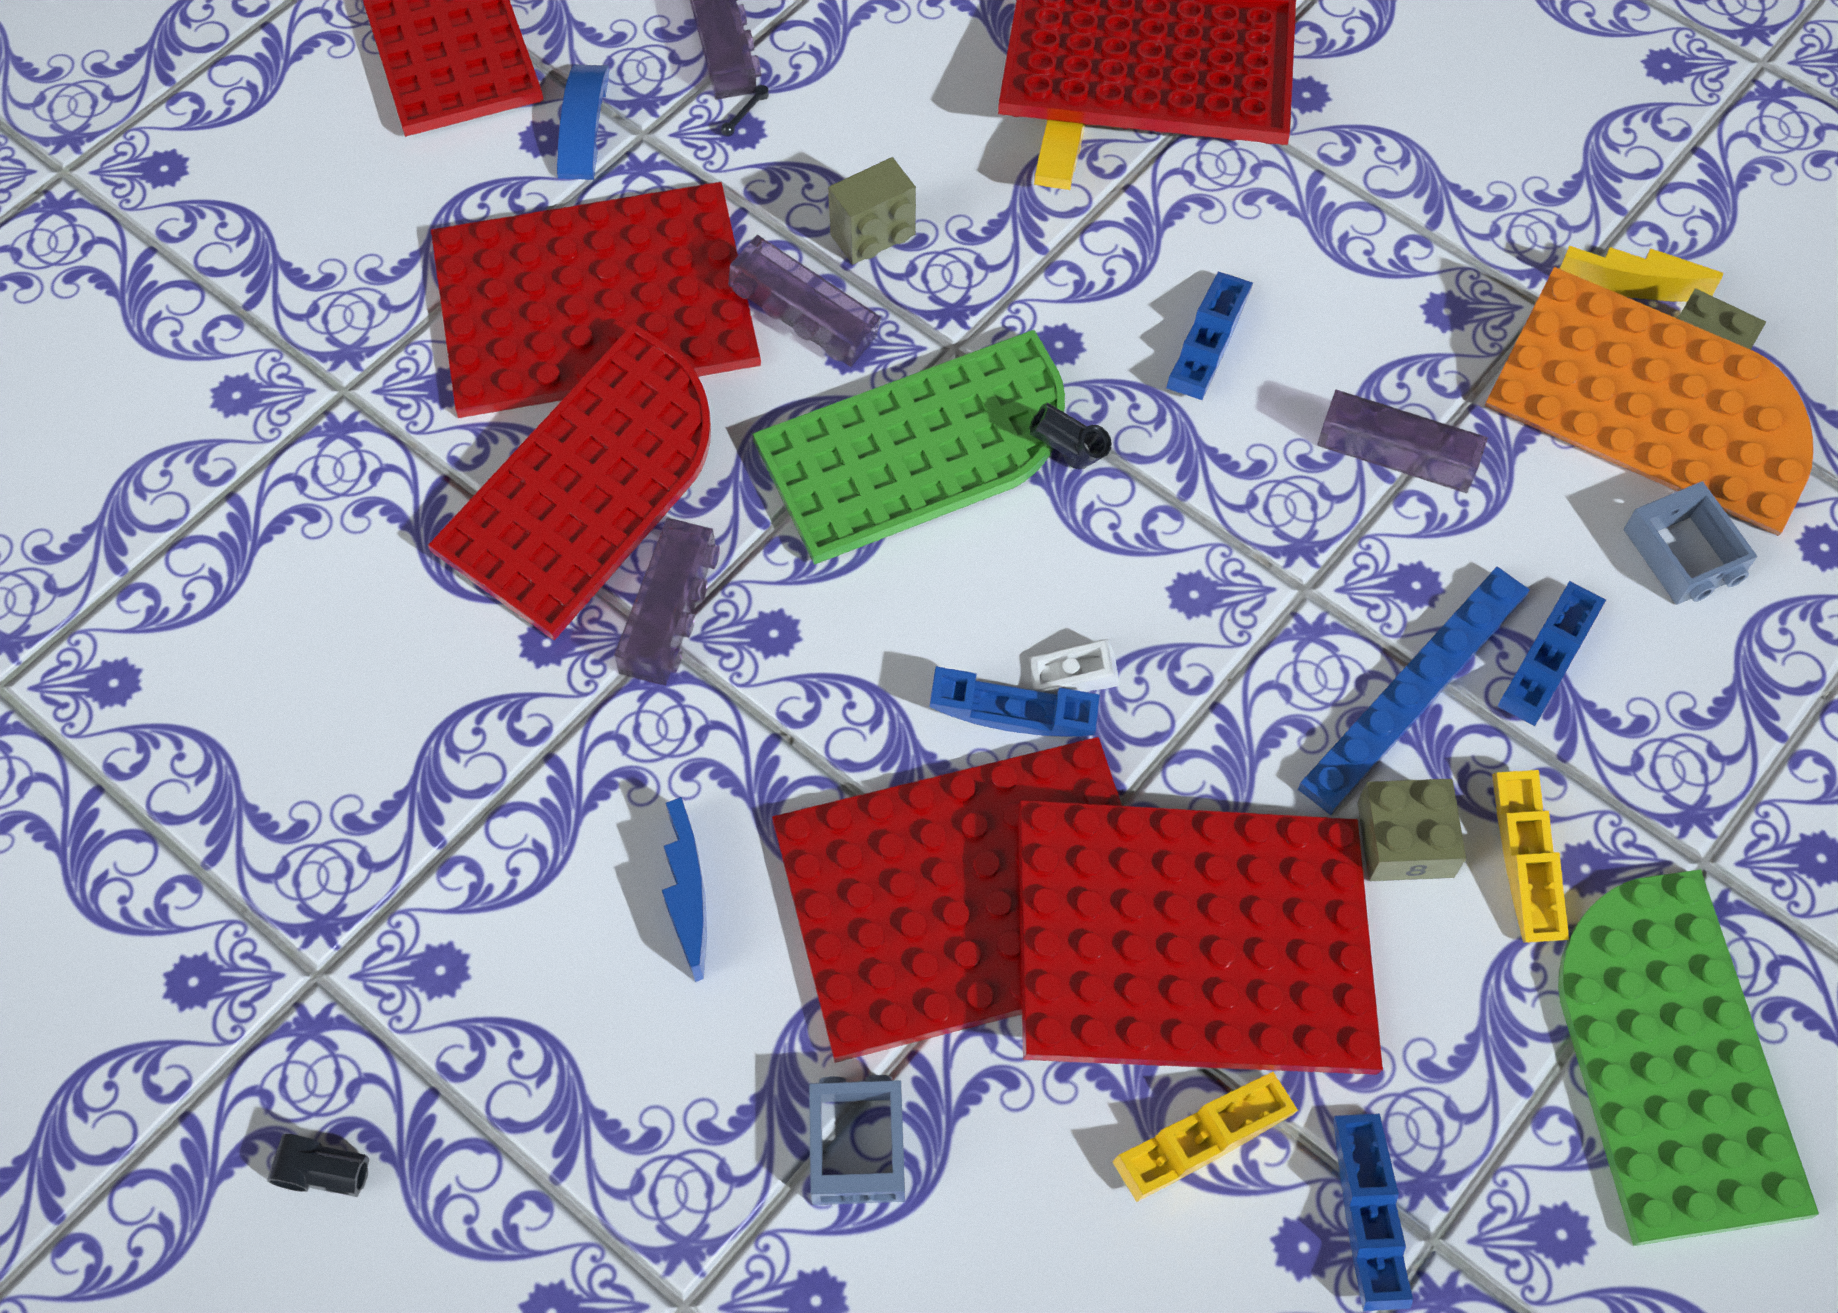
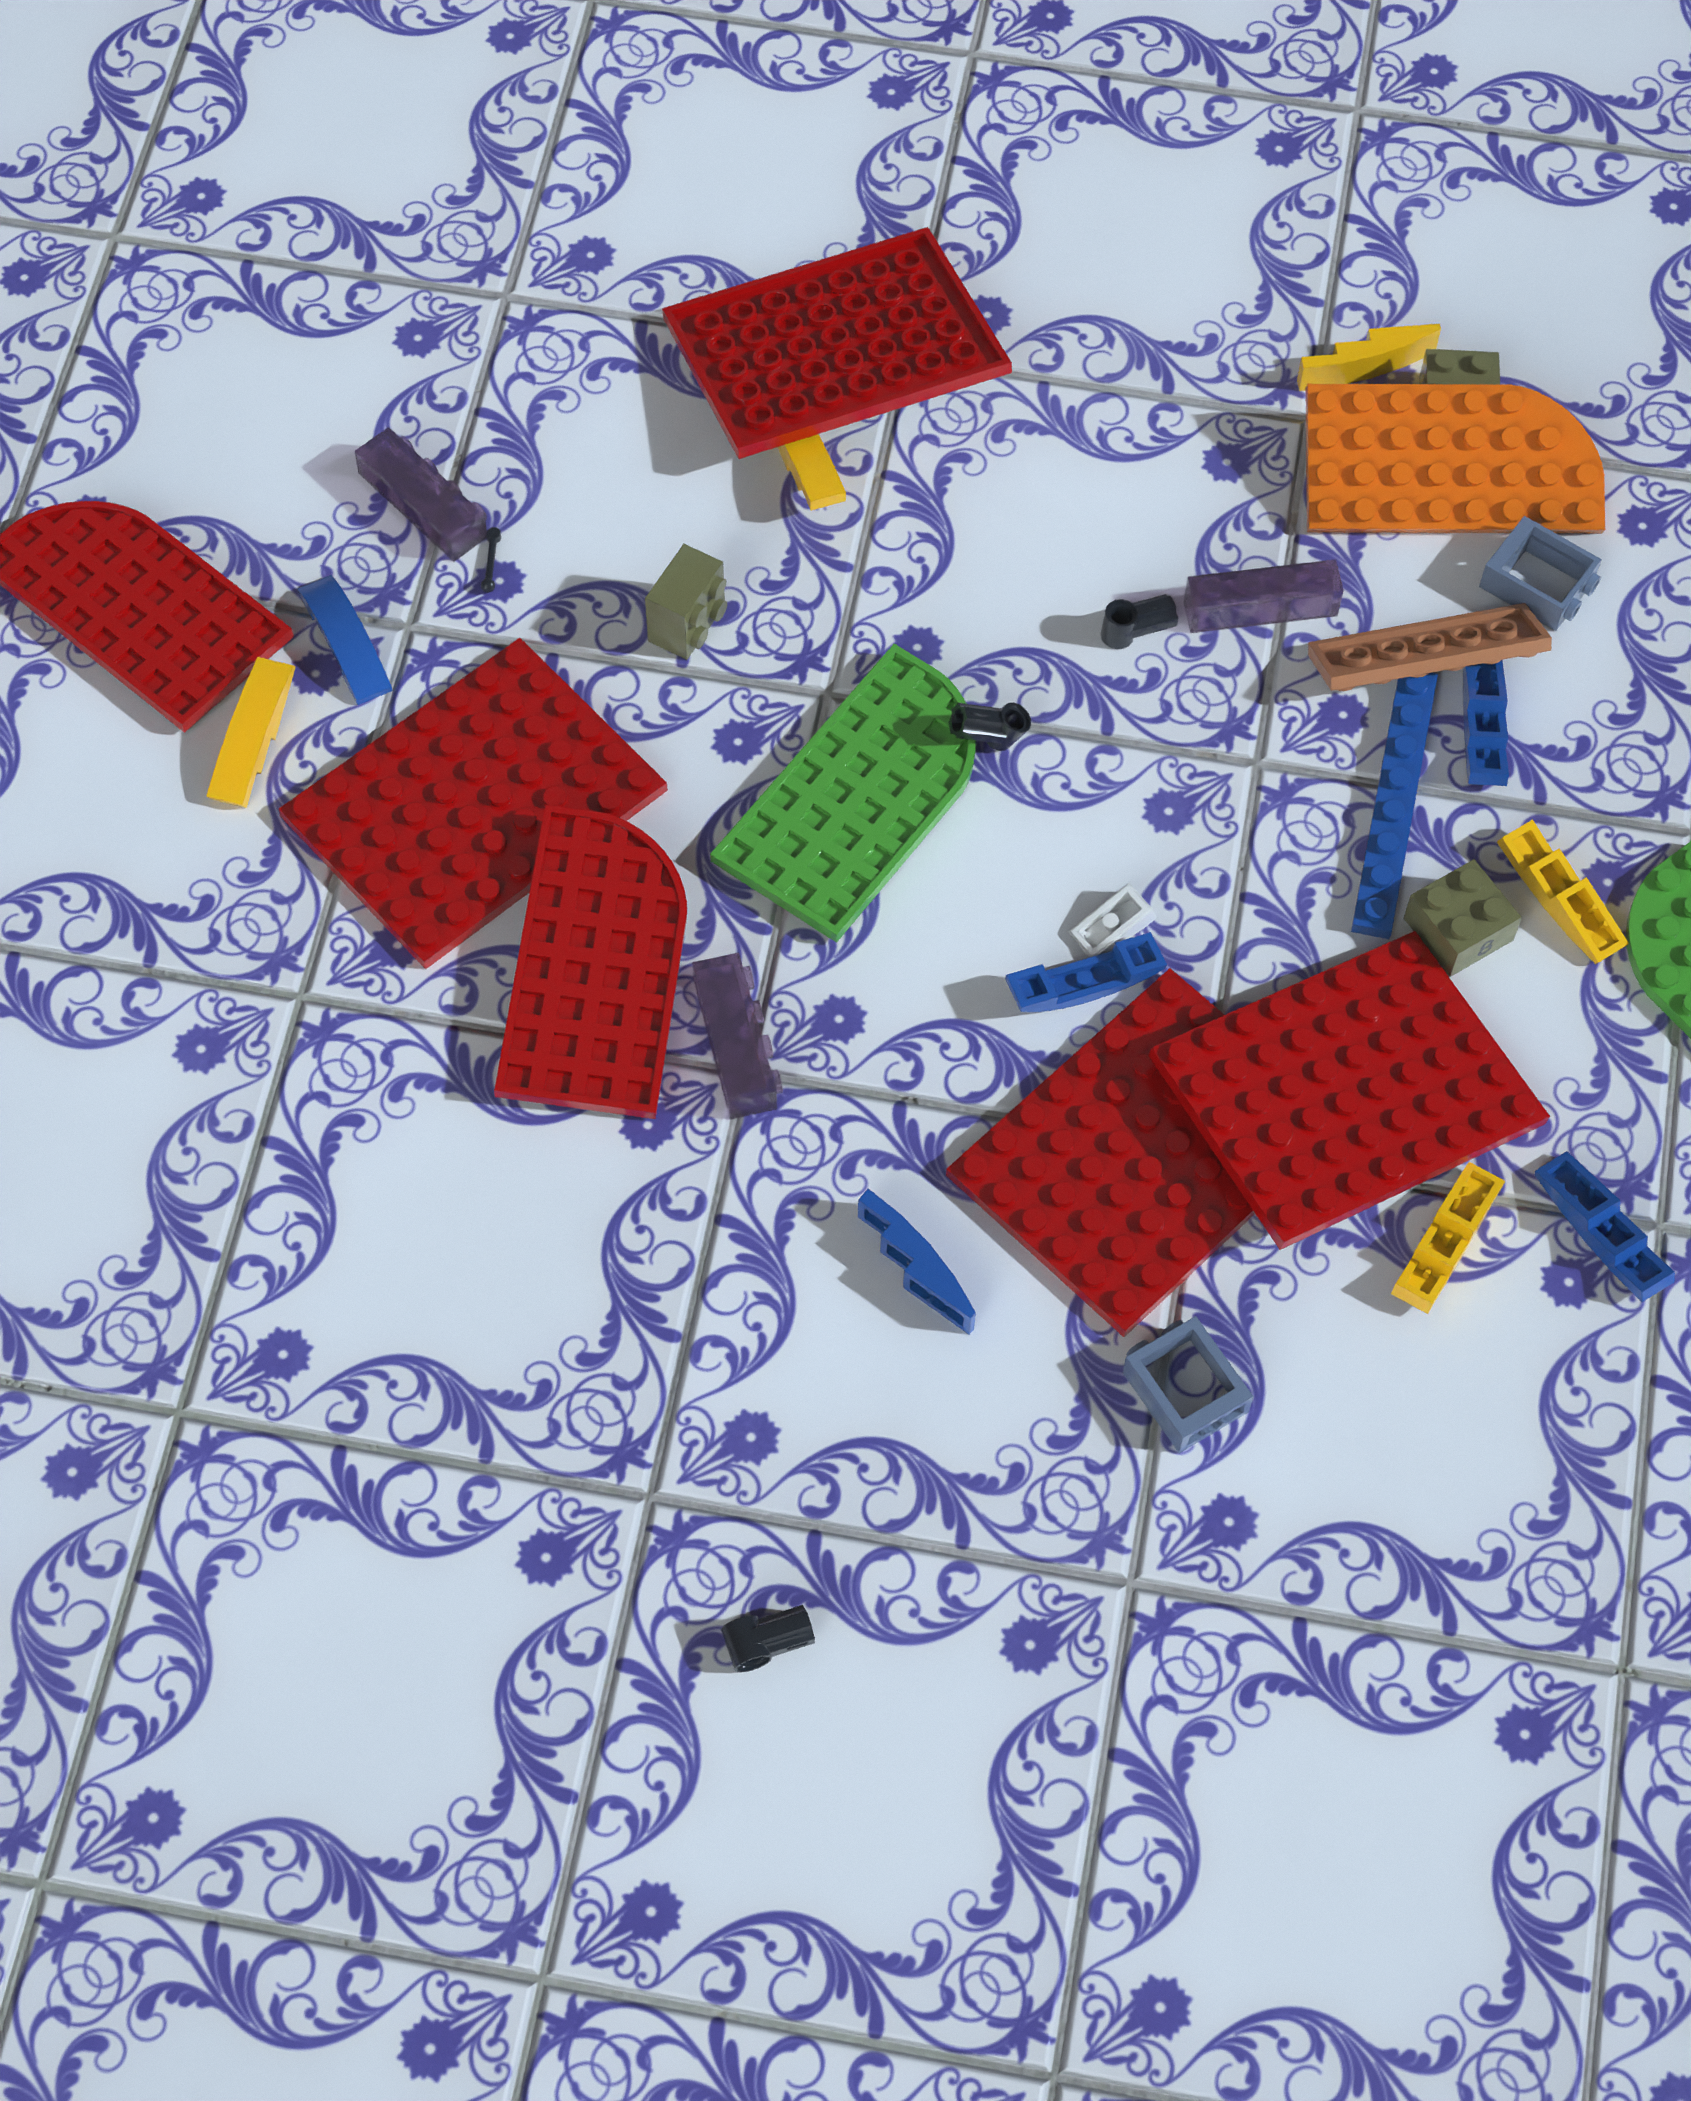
camera: 30 degrees left, 0 degrees up
(450, 156) = (250, 732): none -> yellow slope
(803, 301) = (677, 713): clear purple brick -> none
(1209, 335) = (1045, 577): blue slope -> none
(1259, 406) = (1130, 620): none -> black piece
(1536, 560) = (1429, 647): none -> nougat plate

